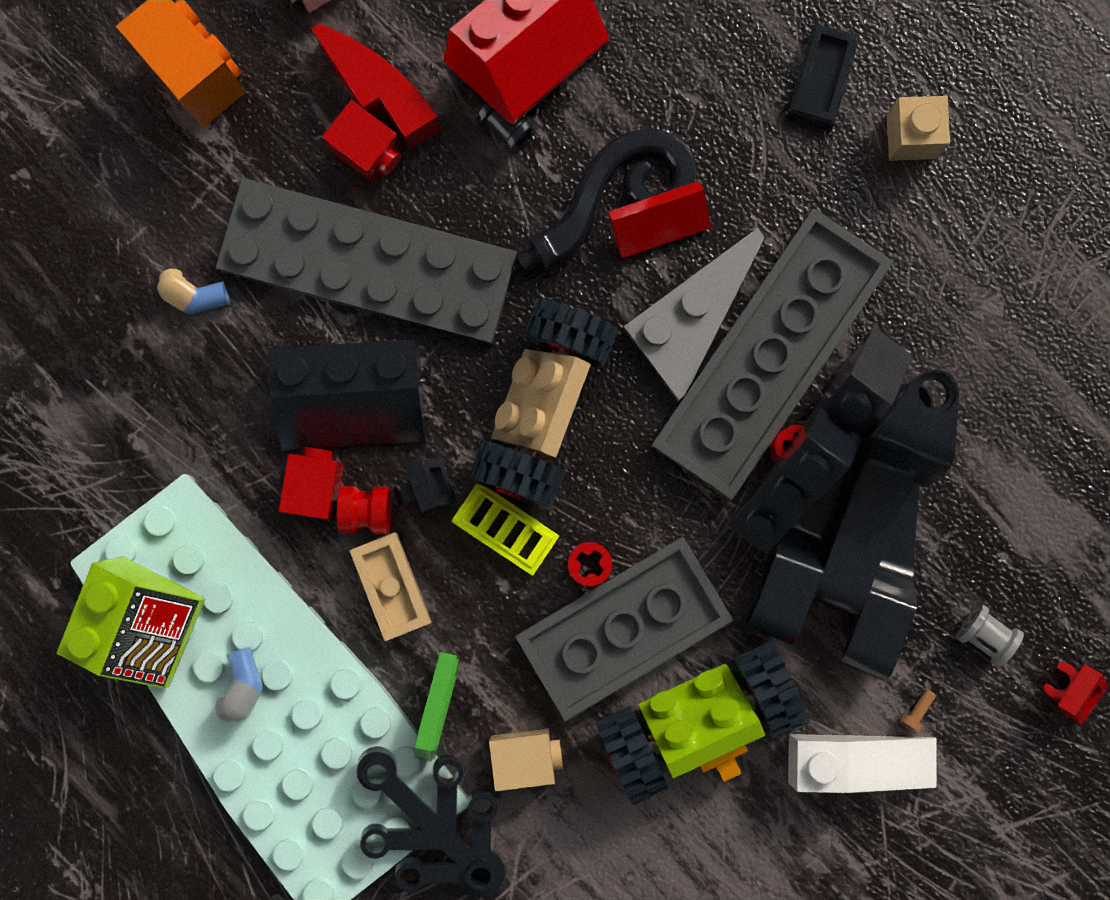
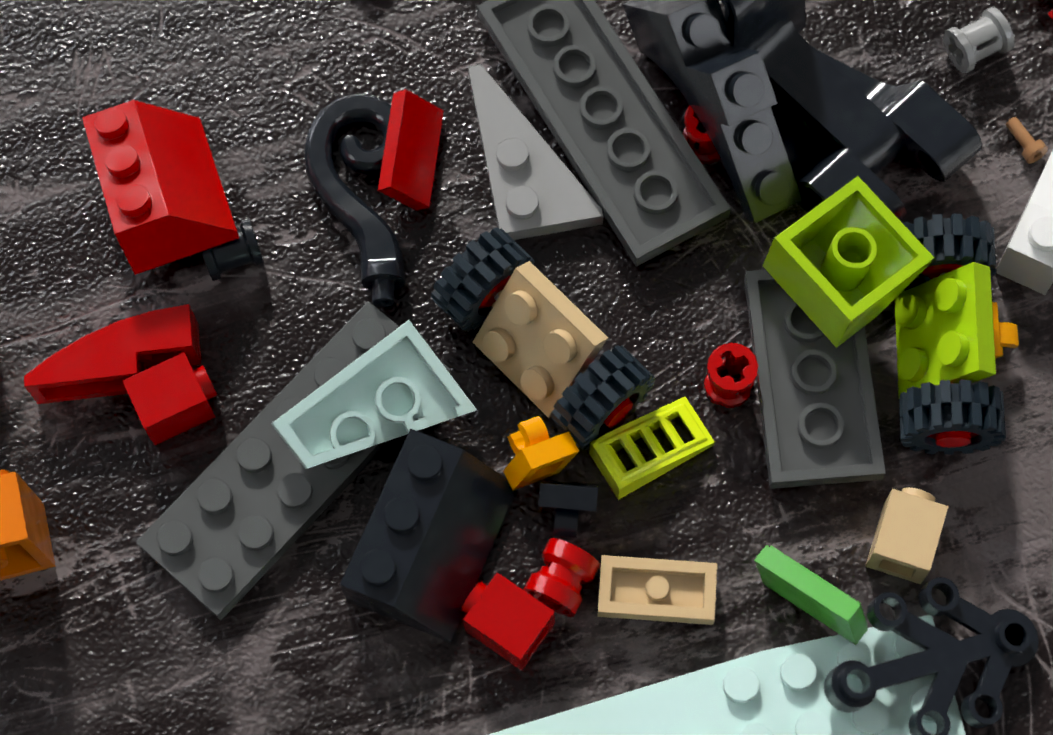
camera: 65 degrees left, 15 degrees down
(188, 298) = (231, 662): arm -> none
(428, 297) = (374, 400): none -> light aqua wing
(450, 445) = (537, 453): none -> light orange tile
(719, 617) = (846, 260): none -> lime slope

